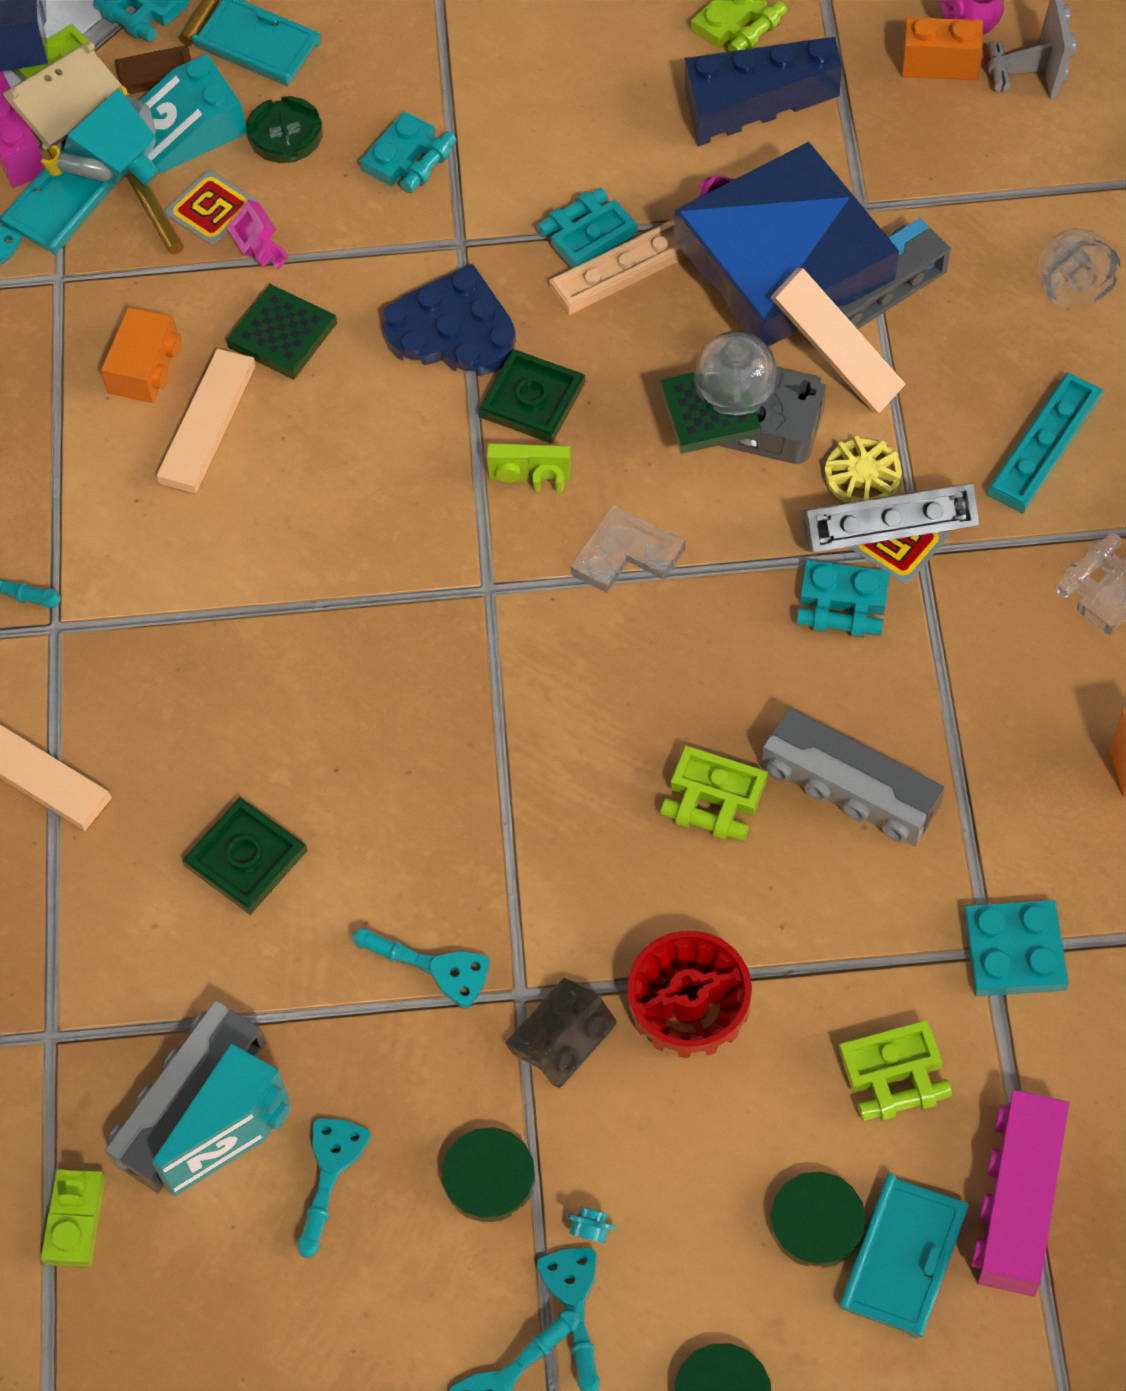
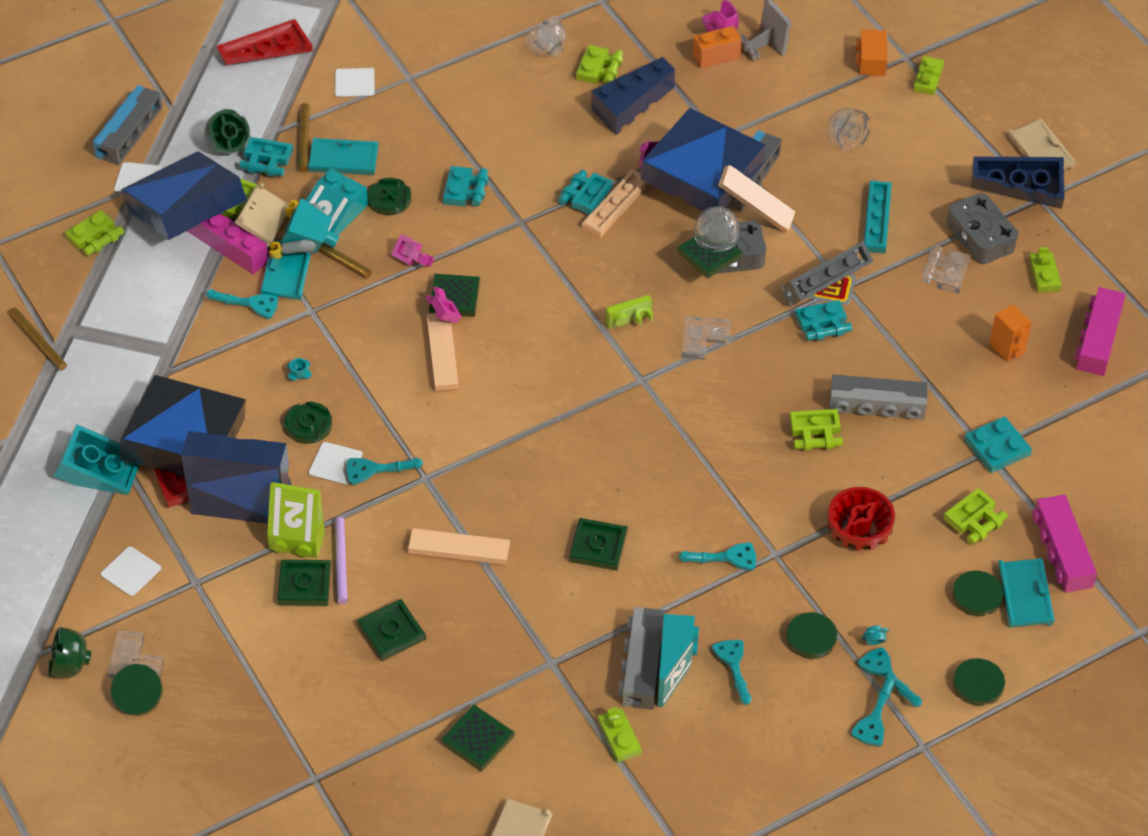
camera: 30 degrees left, 10 degrees down
(141, 355) = (388, 330): orange brick -> none
(146, 70) = (296, 188): reddish brown tile -> none
(208, 206) = (372, 248): sticker -> none
(239, 349) = (444, 308): none -> dark pink plate
(451, 323) = (543, 260): dark blue plate -> none
(532, 396) = (607, 281): dark green tile -> none
(562, 1031) = (808, 559): clear smoke bracket -> none
(863, 469) = (796, 259): light yellow wheel -> none

